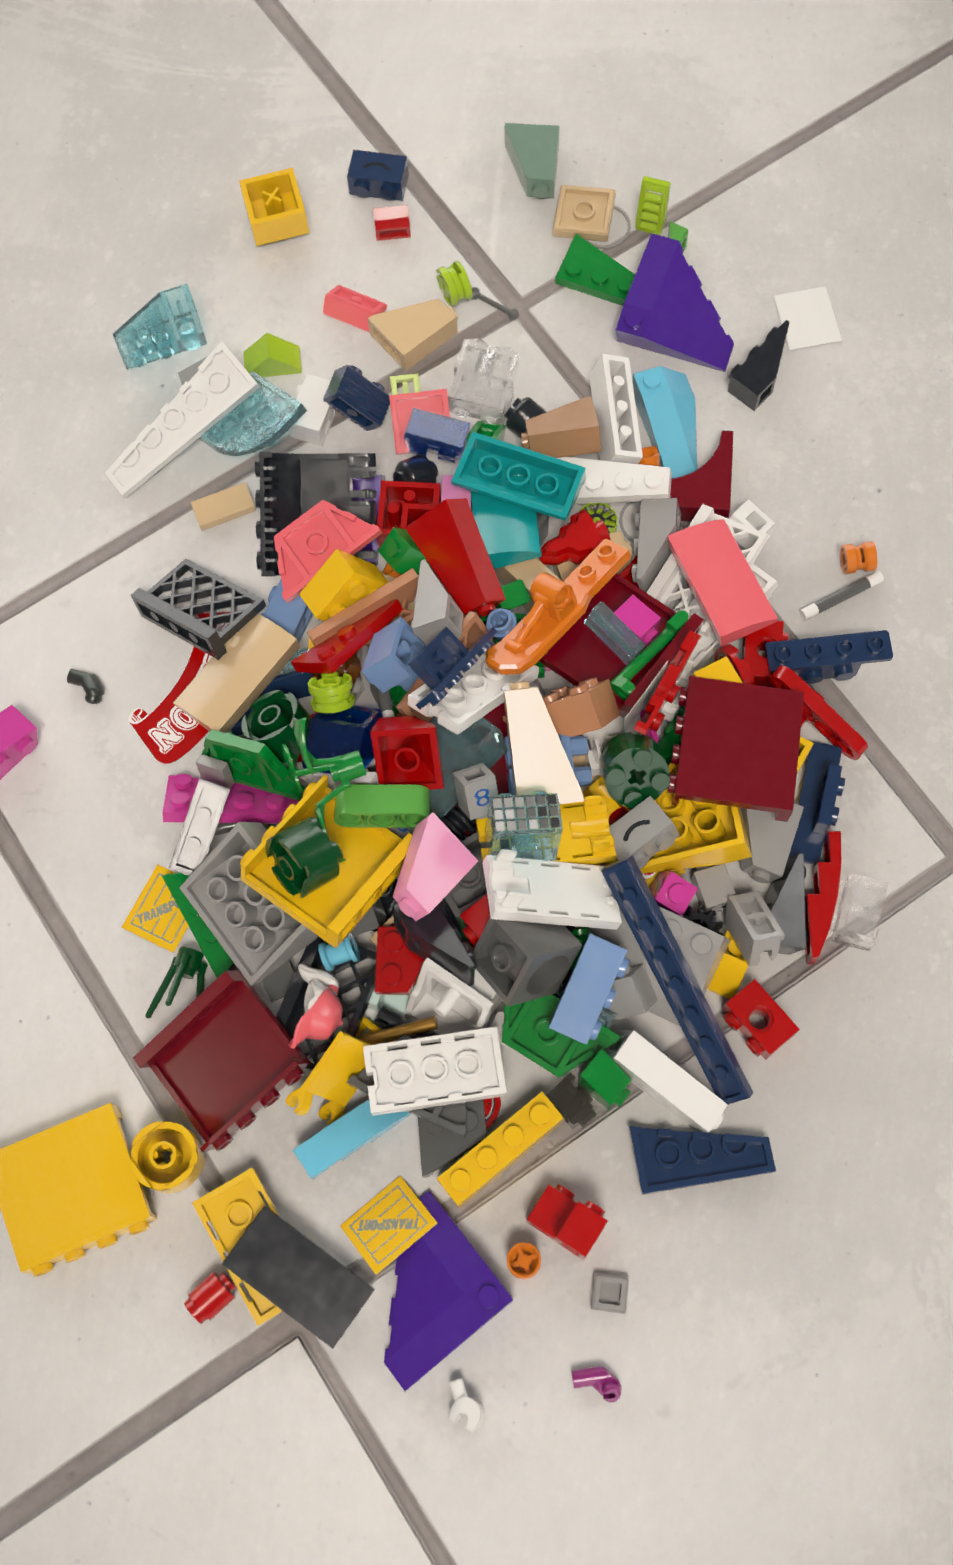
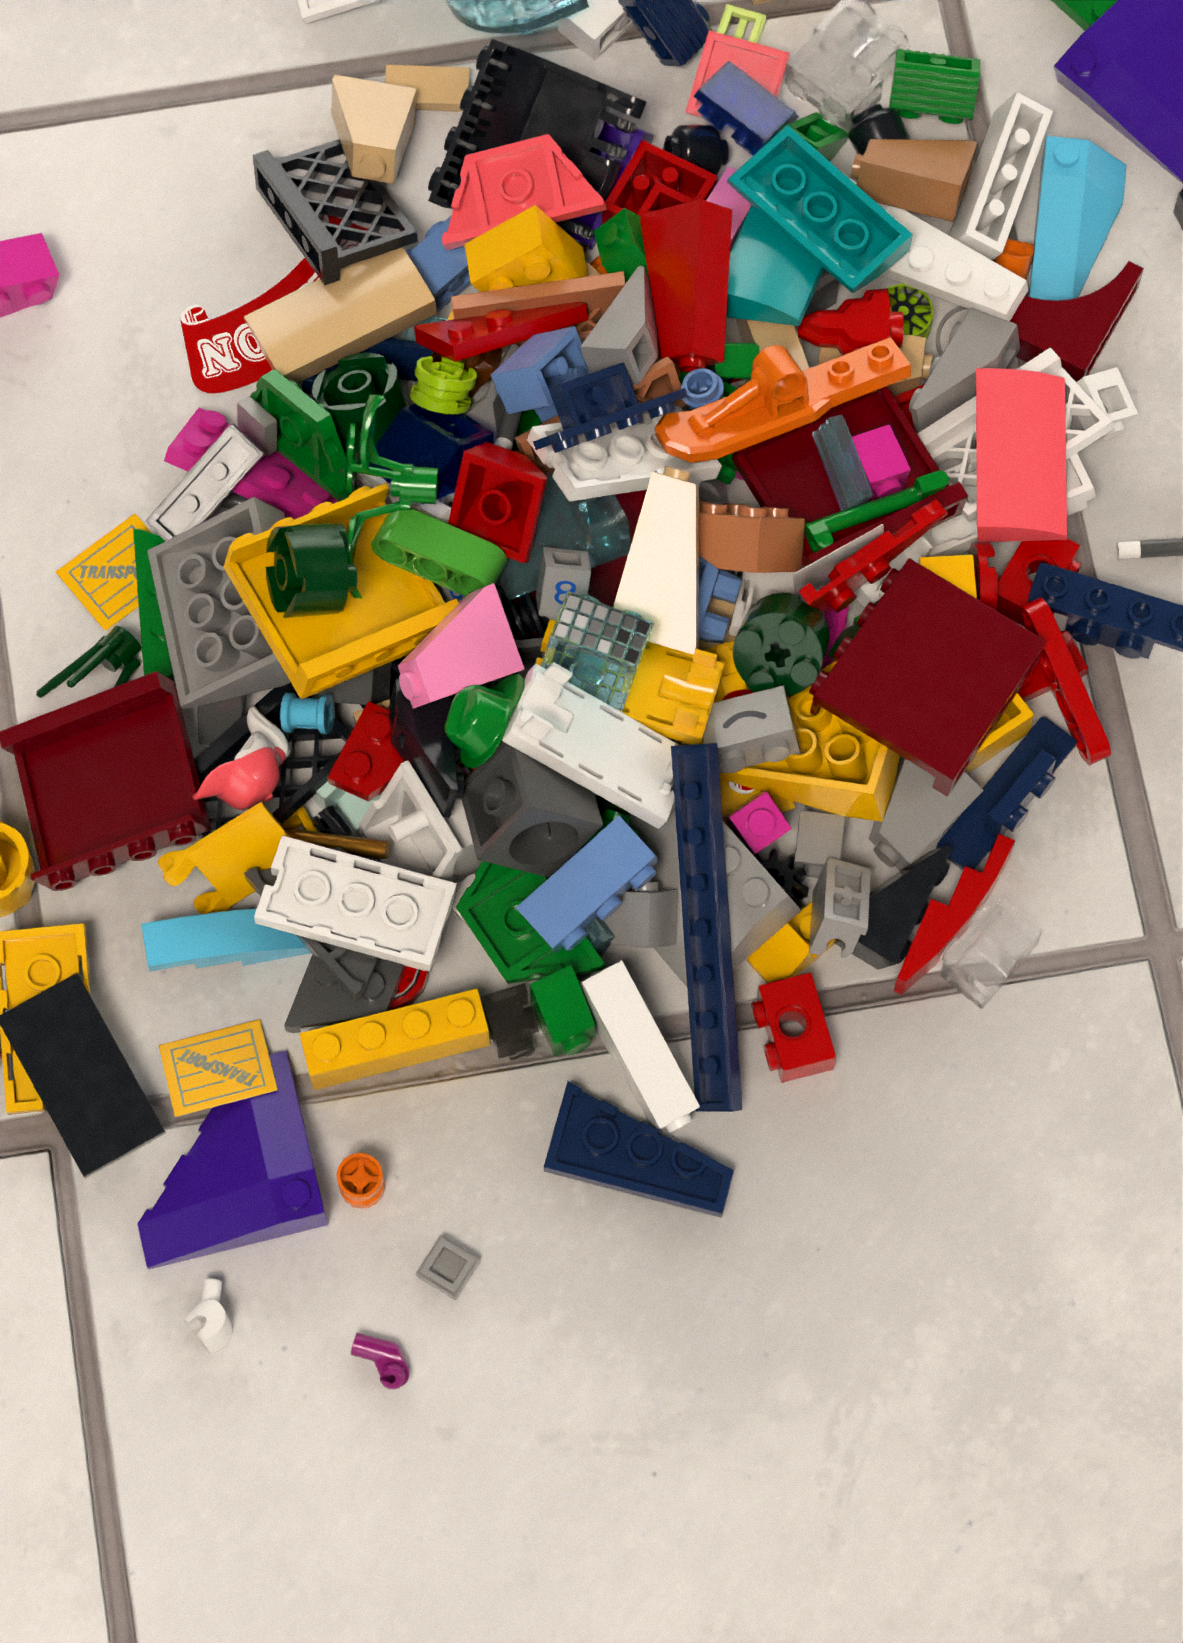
camera: 20 degrees right, 0 degrees up
(90, 684) = (152, 249): pearl dark grey arm -> none
(199, 543) = (373, 125): none -> tan slope
(467, 907) = (481, 718): none -> green piece
(546, 372) = (934, 86): none -> green brick
(568, 1222) = (437, 1157): red brick -> none

